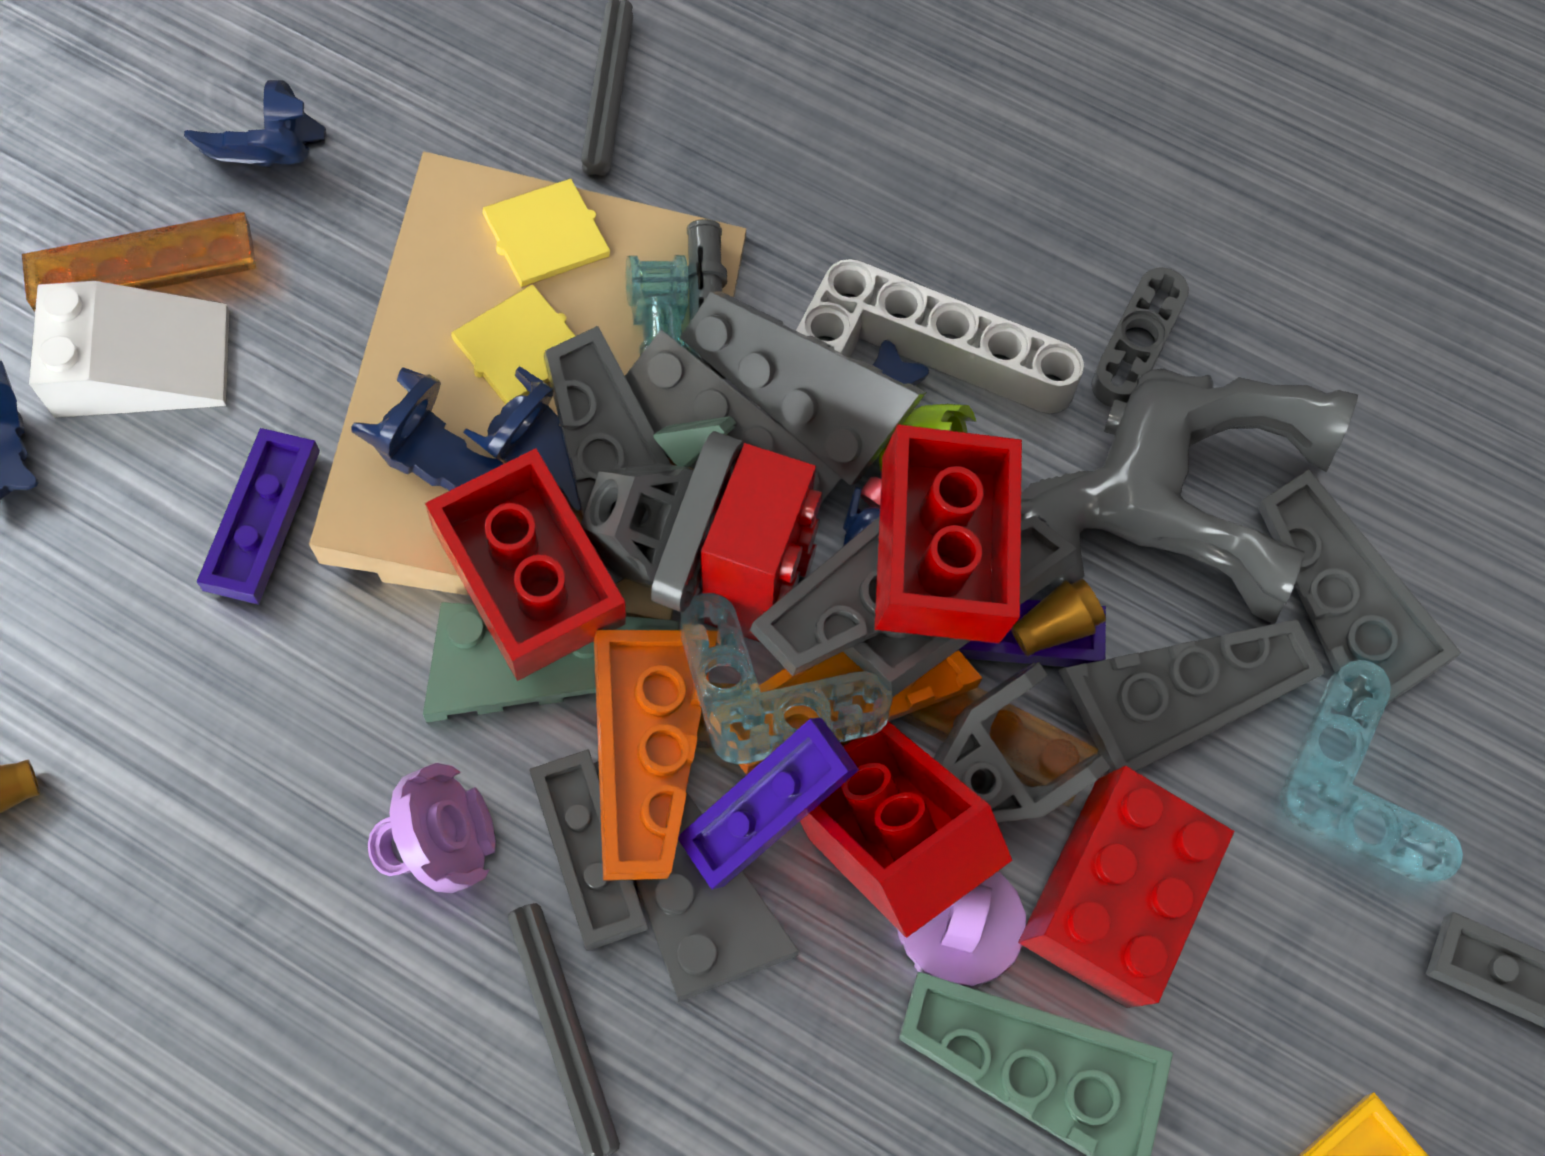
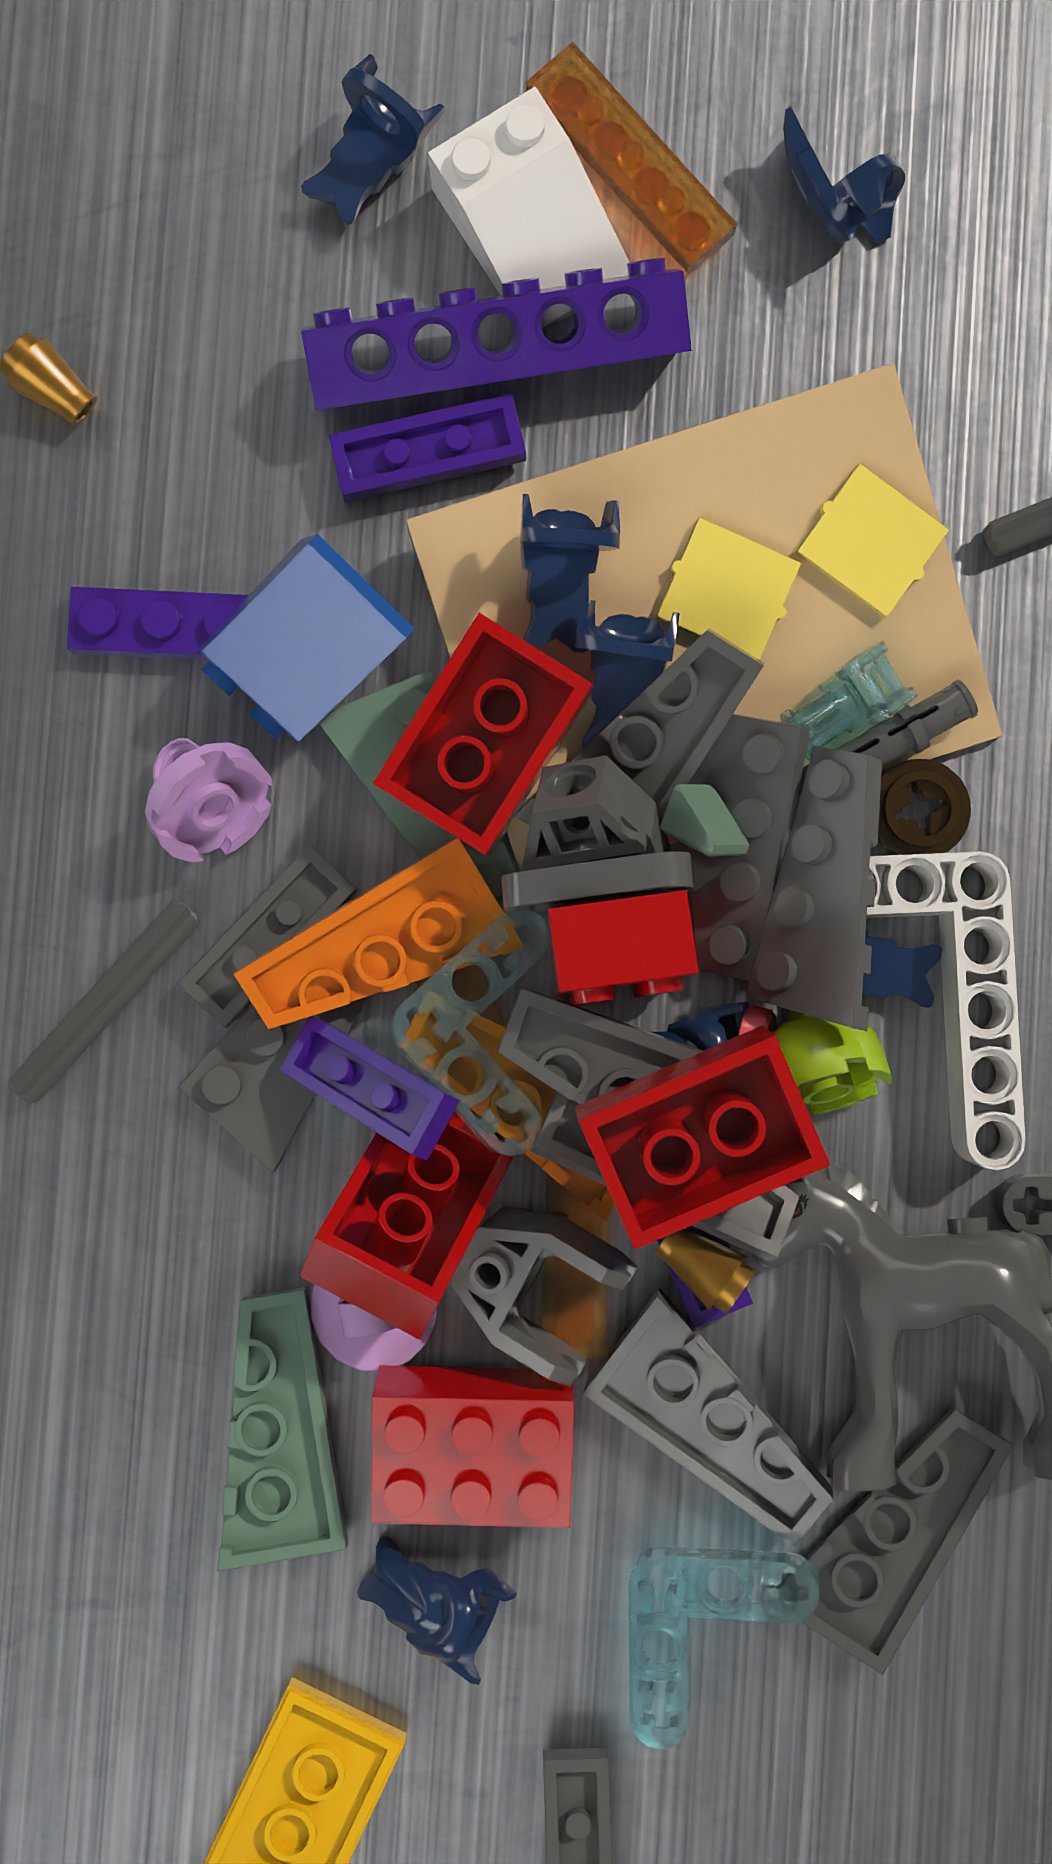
camera: 65 degrees right, 20 degrees up
(154, 549) = (656, 330): none -> dark purple brick
(261, 805) = (145, 621): none -> dark purple plate
(352, 672) = (303, 639): none -> slope
(791, 293) = (931, 782): none -> dark brown gear
(1261, 994) = (435, 1606): none -> dark blue hair

